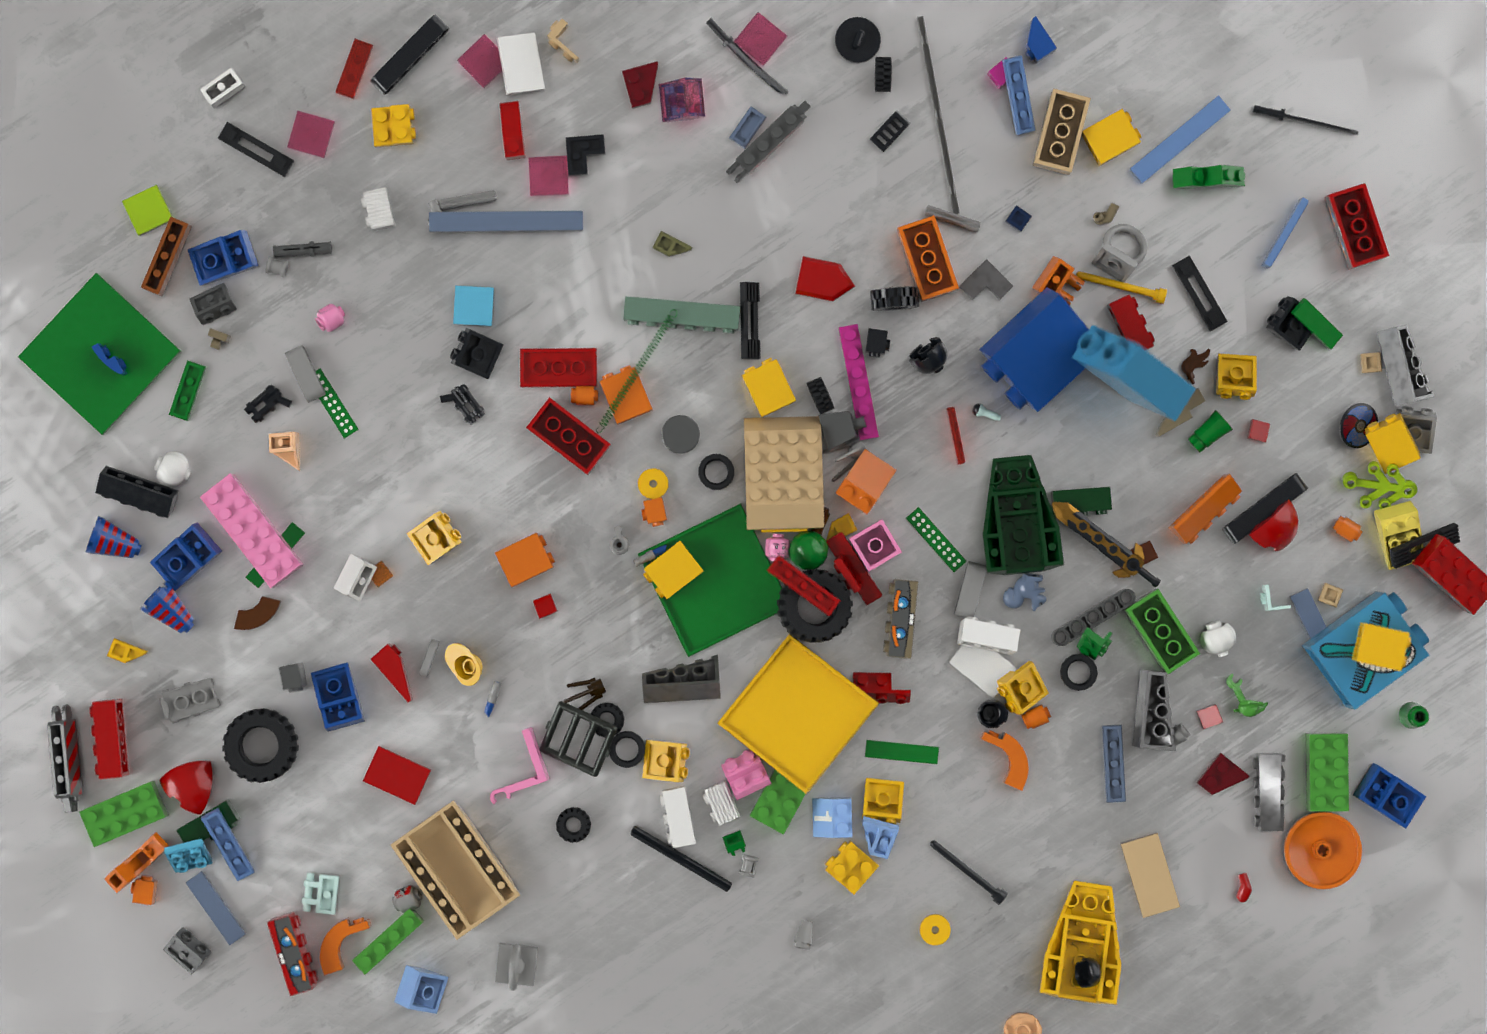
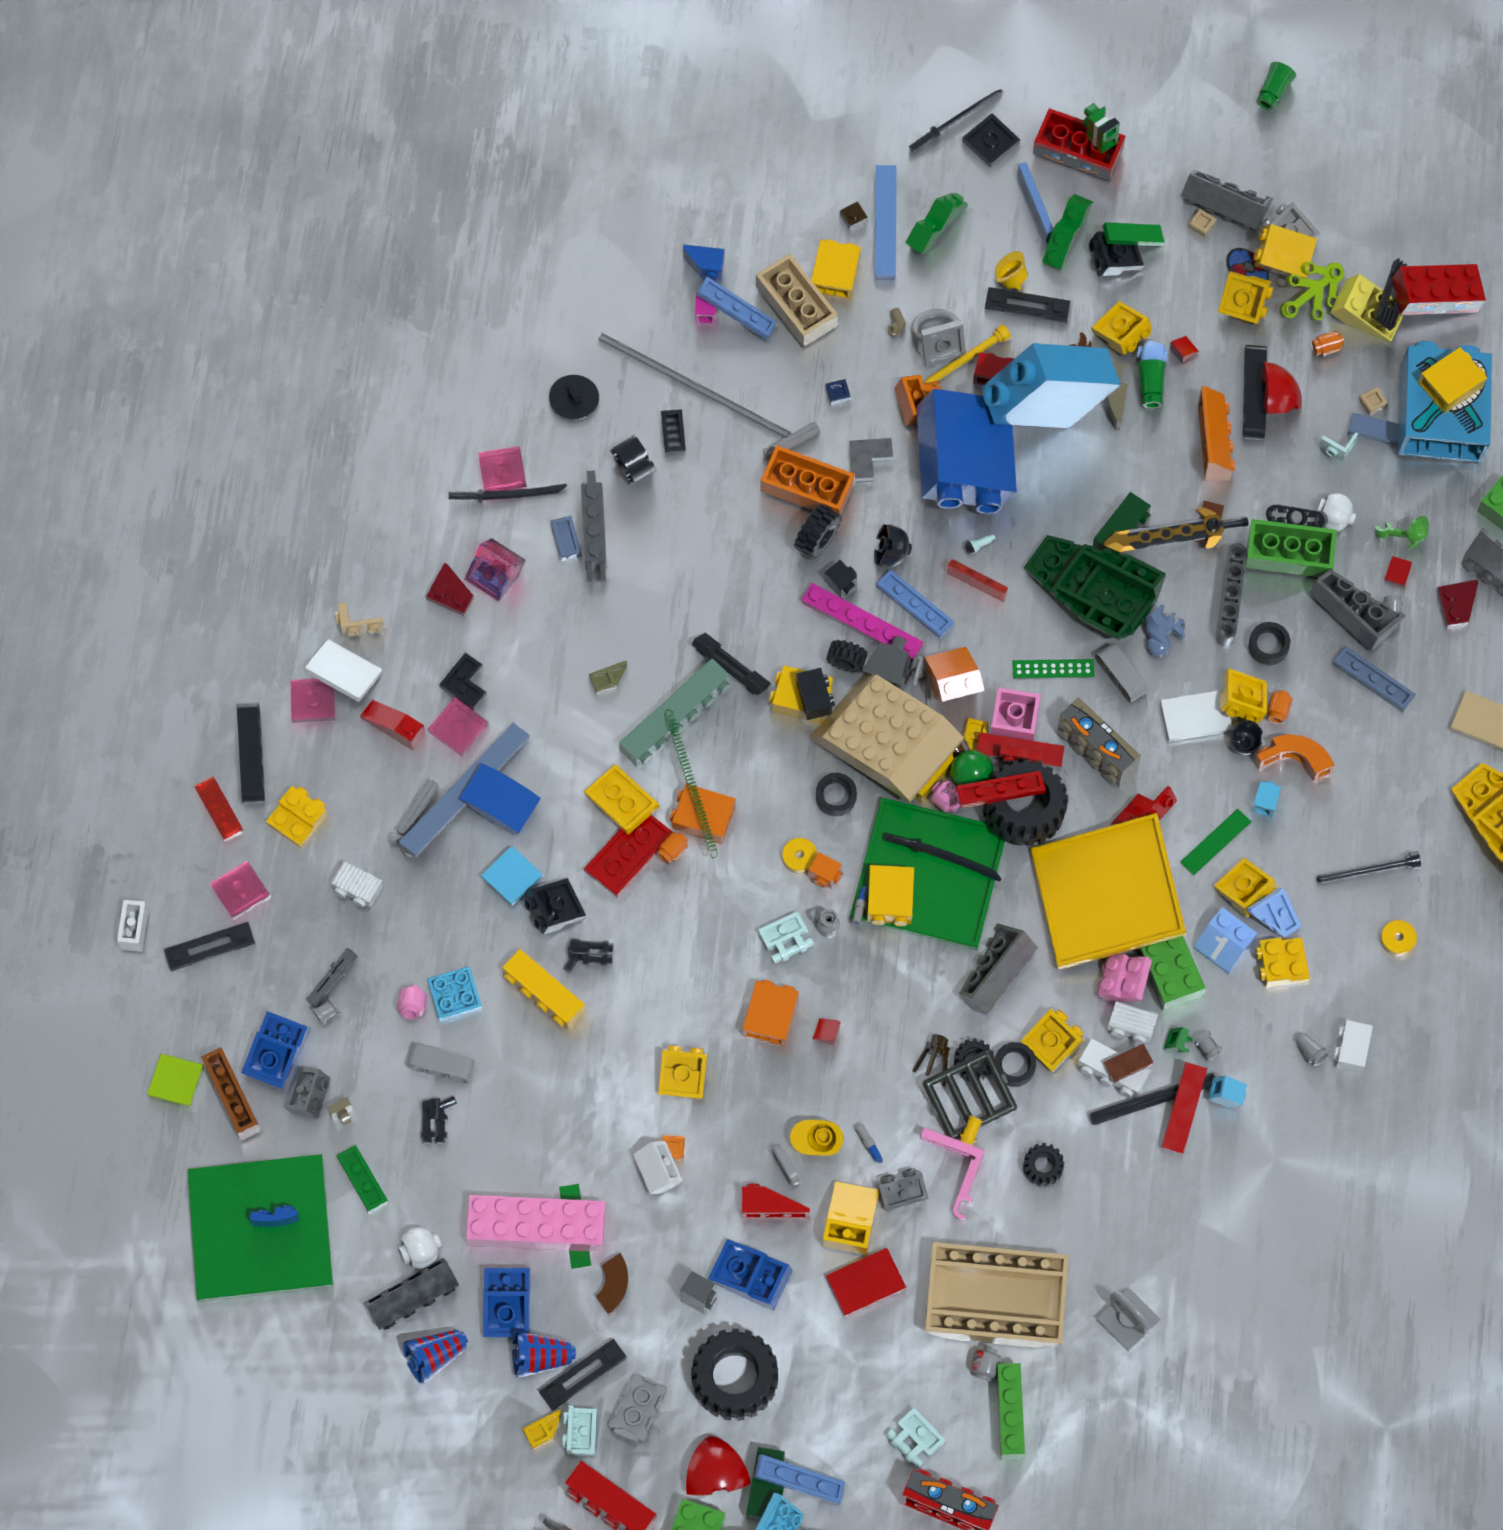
camera: 45 degrees left, 20 degrees down
(142, 677) = (581, 1431): none -> light aqua bracket
(208, 652) = (610, 1356): none -> black container
(286, 447) = (489, 1133): light nougat slope -> none
(330, 949) = (975, 1472): orange arch -> none
(335, 408) = (498, 1067): green sticker -> none
(362, 339) = (454, 993): none -> medium azure tile
(412, 396) = (543, 989): none -> yellow brick
(421, 989) = (1080, 1420): light blue slope -> none
(430, 730) = (850, 1218): none -> yellow slope
(478, 746) = (902, 1189): none -> dark grey bracket
(518, 251) = (499, 798): none -> blue slope
(549, 761) = (971, 1130): none -> yellow pin
(568, 436) = (696, 886): red brick -> none
(587, 518) = (782, 931): none -> light aqua plate
(589, 331) = (621, 799): none -> yellow tile
(680, 434) = (777, 797): dark grey tile -> none
(686, 826) = (1128, 1063): none -> copper tile
(690, 885) = (1184, 1108): none -> red tile
(725, 905) = (1227, 1092): none -> medium azure brick
(733, 580) = (918, 846): none -> black sword
(770, 399) = (814, 693): none -> black piece
(822, 279) = (749, 581): red tile -> none
(829, 961) = (1353, 1046): none -> white brick
(841, 124) = (633, 460): none -> black brick
(883, 74) = (621, 395): black tyre -> none
(903, 406) = (915, 604): none -> medium blue tile
(960, 762) = (1266, 799): none -> medium azure brick
(988, 635) = (1175, 687): white brick -> none
(1094, 645) = (1254, 608): green bracket -> none
(1165, 113) = (853, 215): none -> dark brown plate
(1188, 600) = (1283, 509): none -> black beam
(1214, 261) = (1012, 270): none -> yellow piece
(1234, 413) = (1152, 350): none -> light blue head
(1281, 274) = (1066, 231): none -> green arch
(1310, 159) = (991, 140): none -> black tile
(1332, 444) = (1245, 297): none -> yellow plate
(1373, 236) = (1101, 130): none -> green hips

